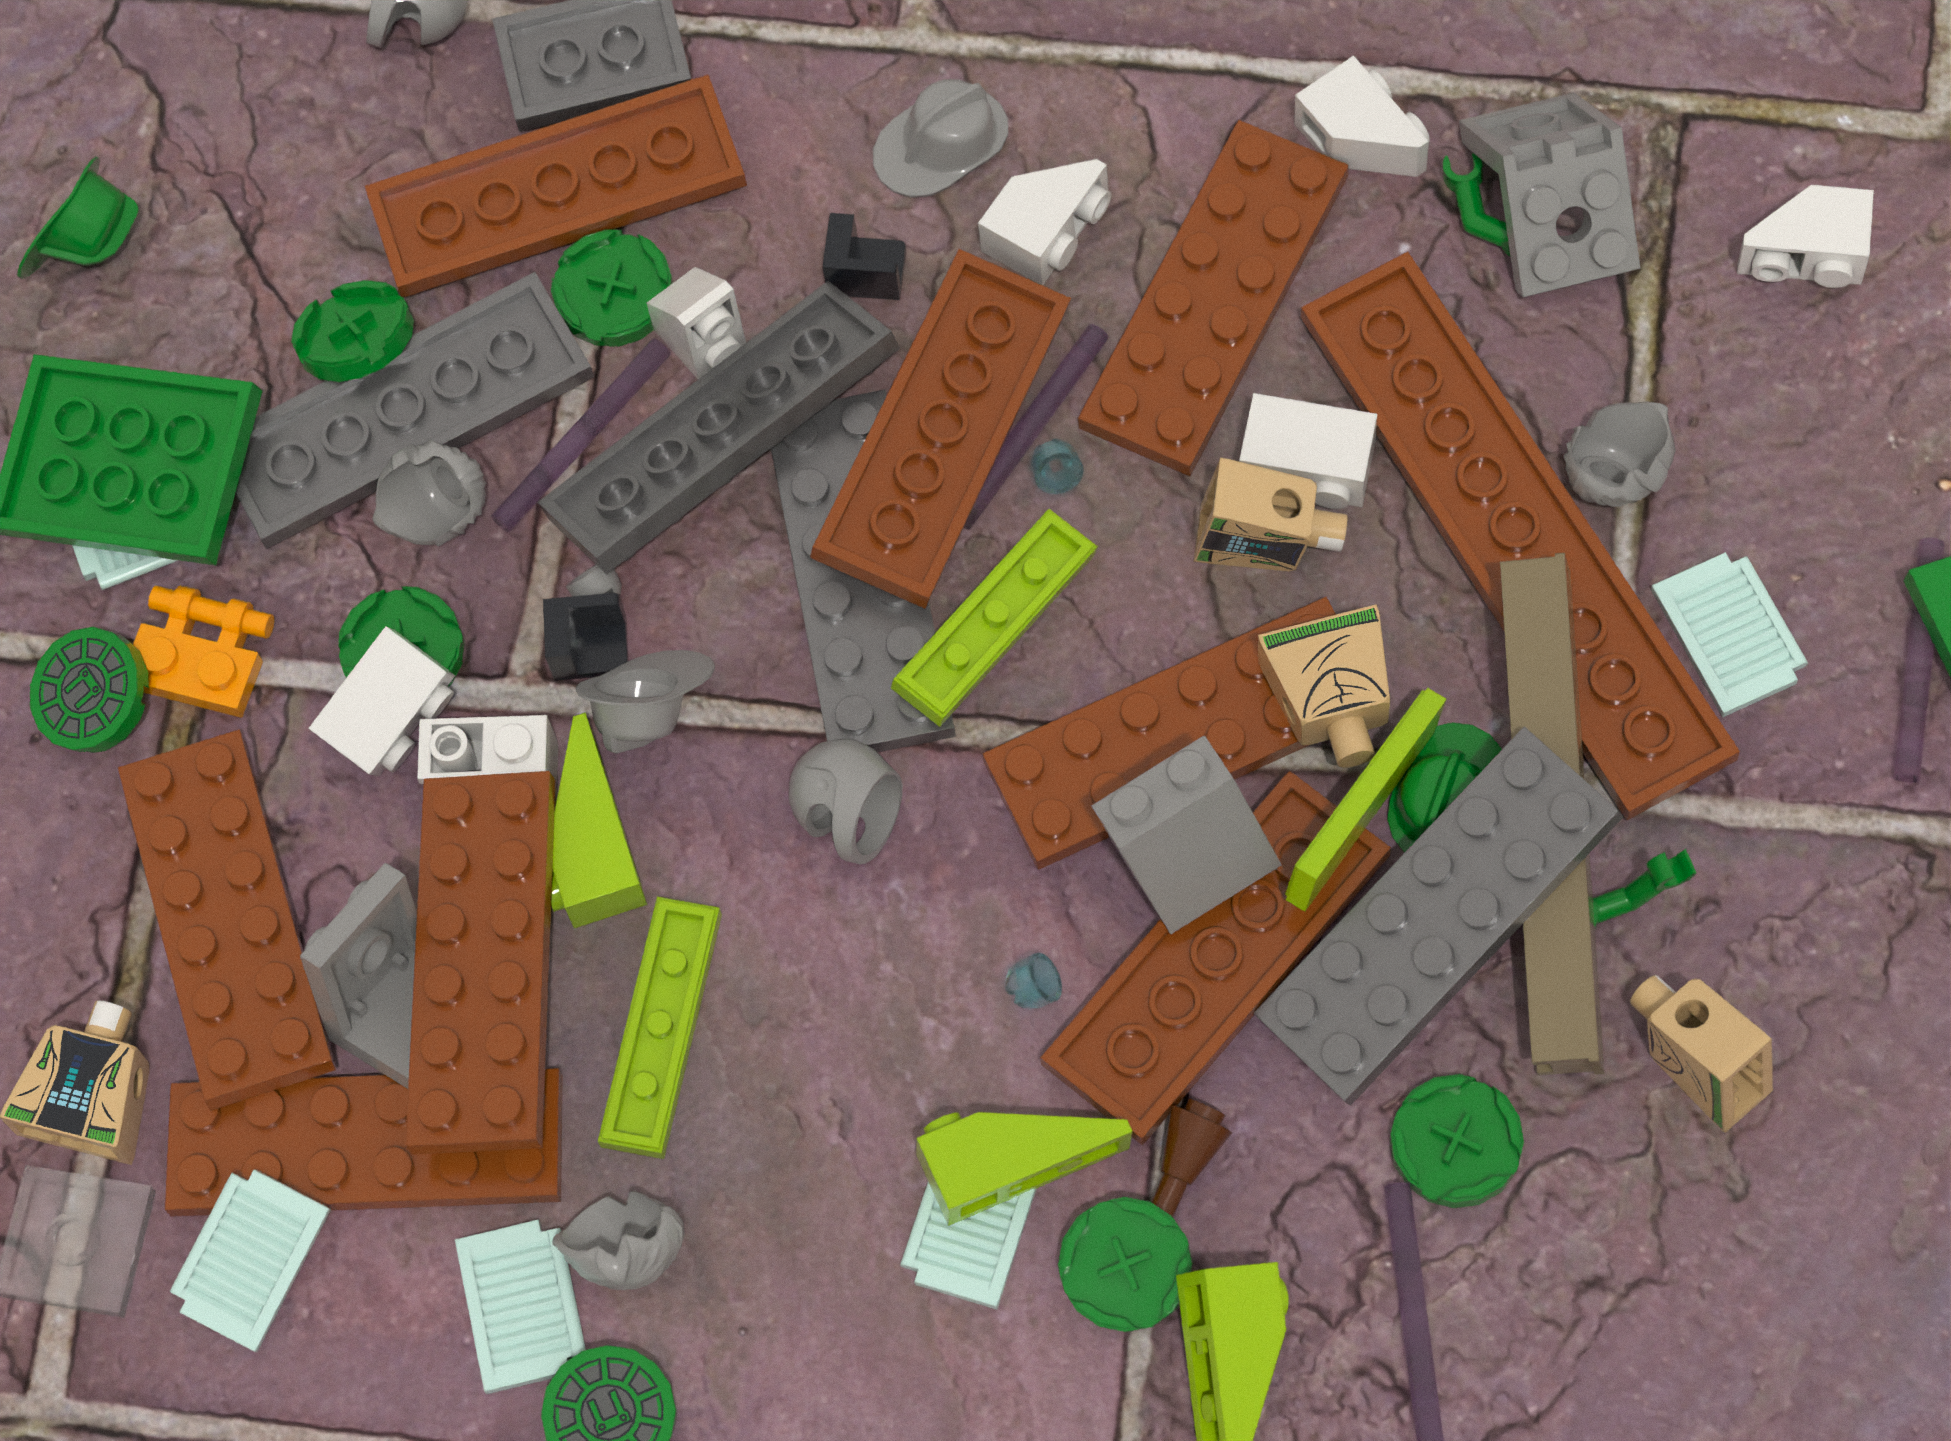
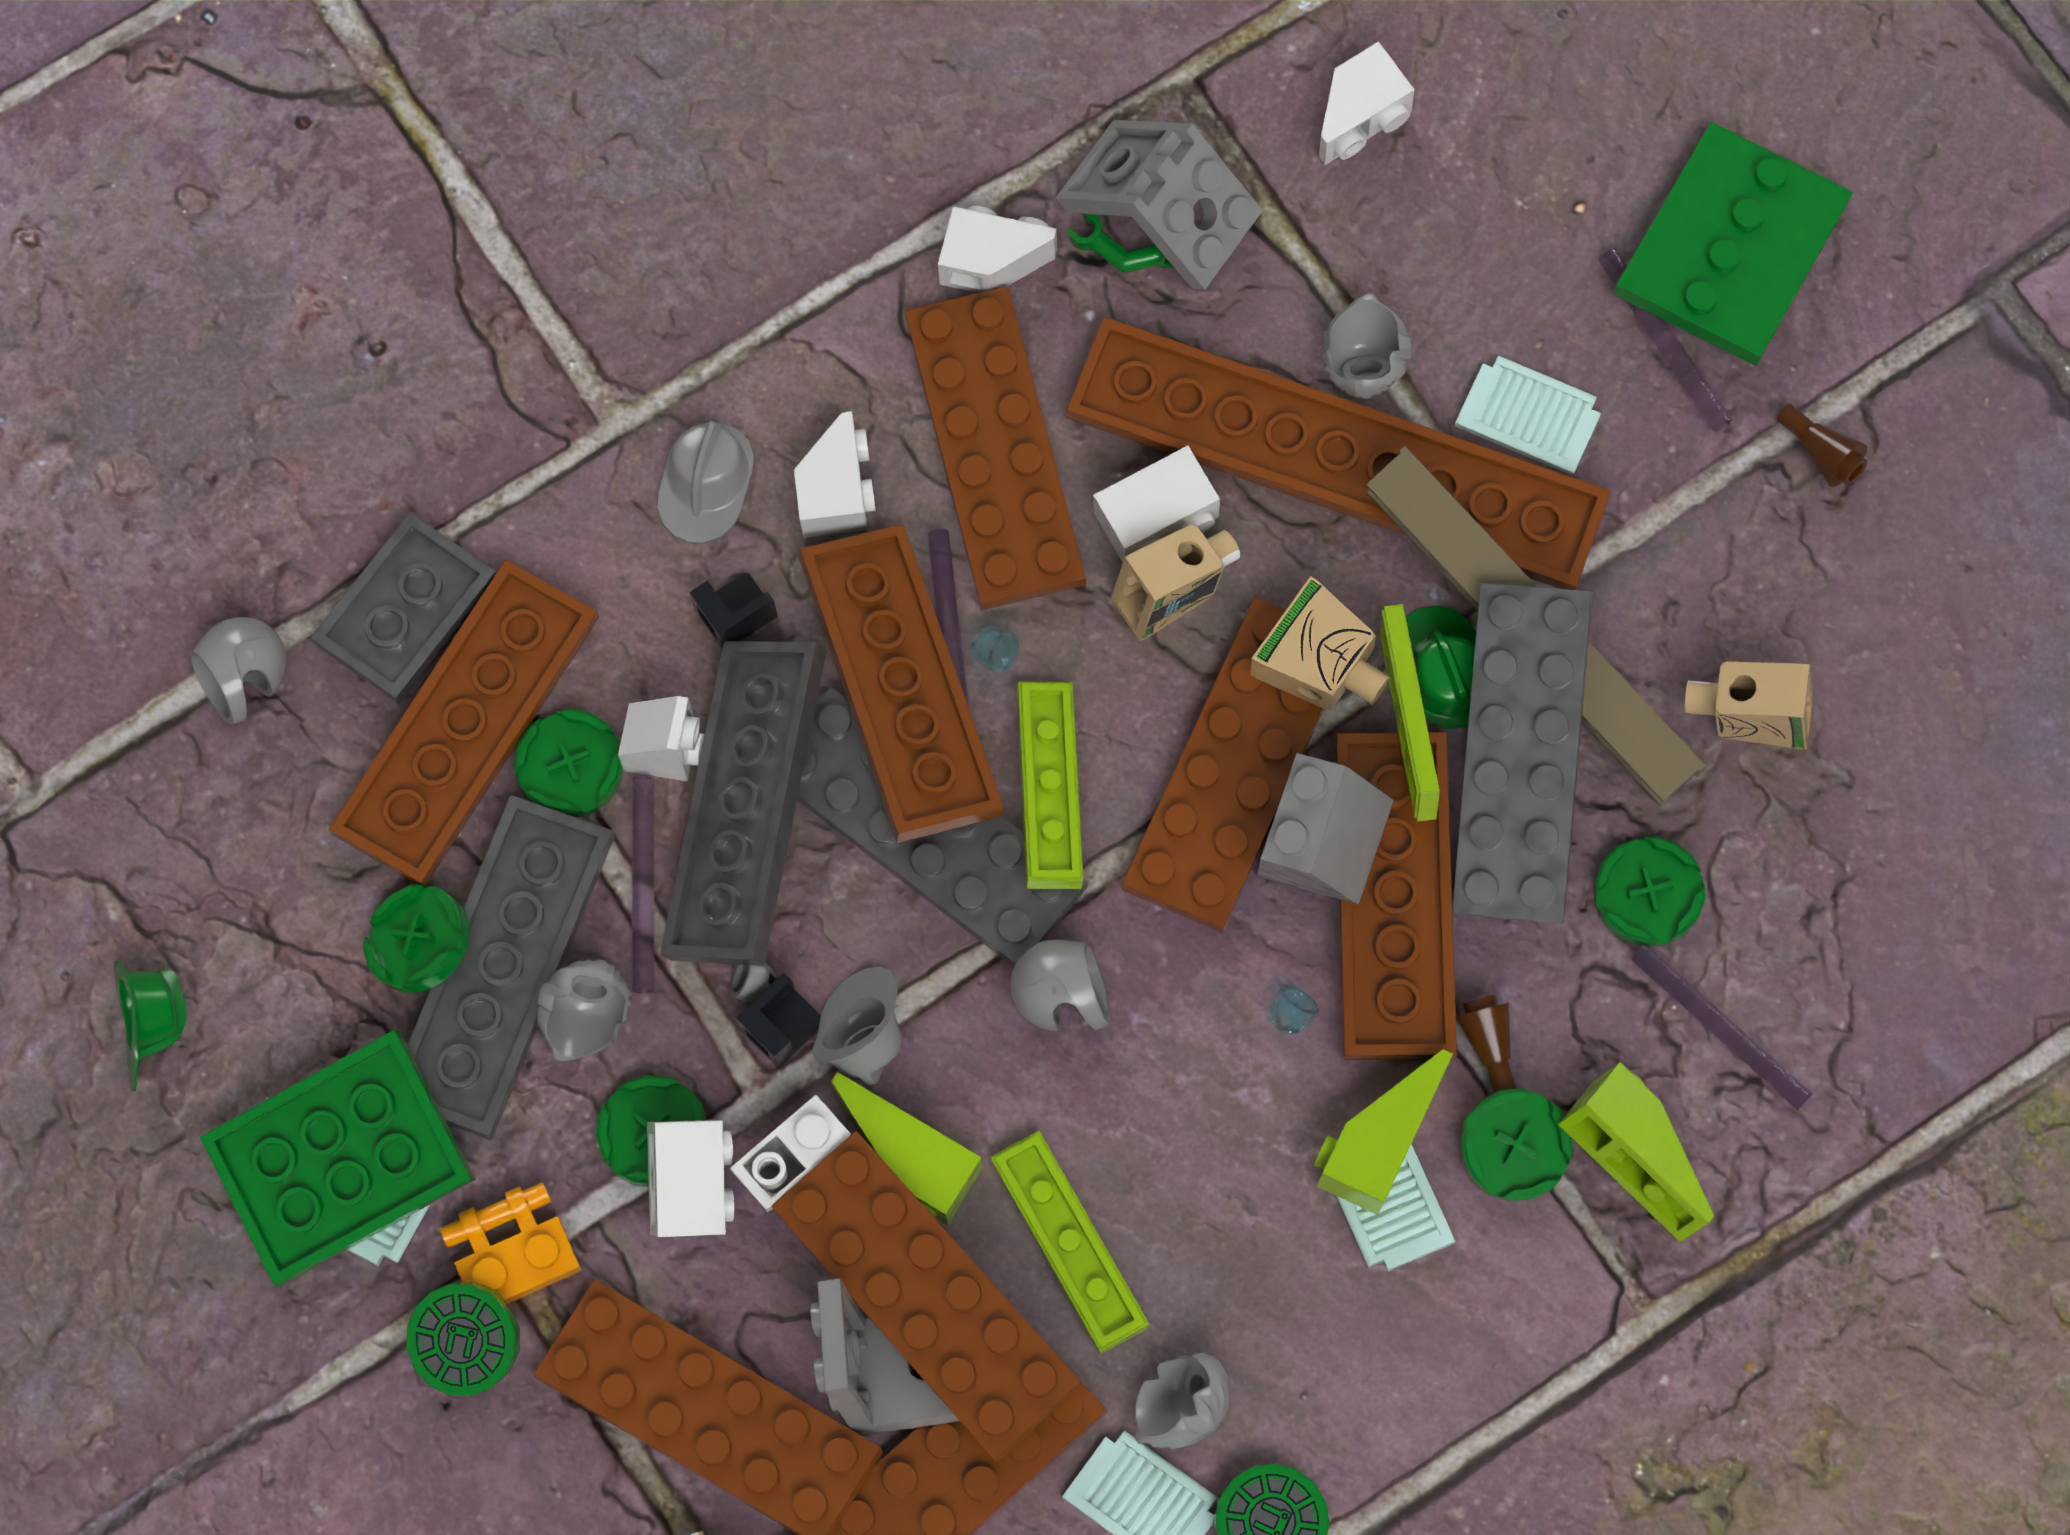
camera: 45 degrees left, 5 degrees up
(1661, 875) = (1630, 625): green arm -> none

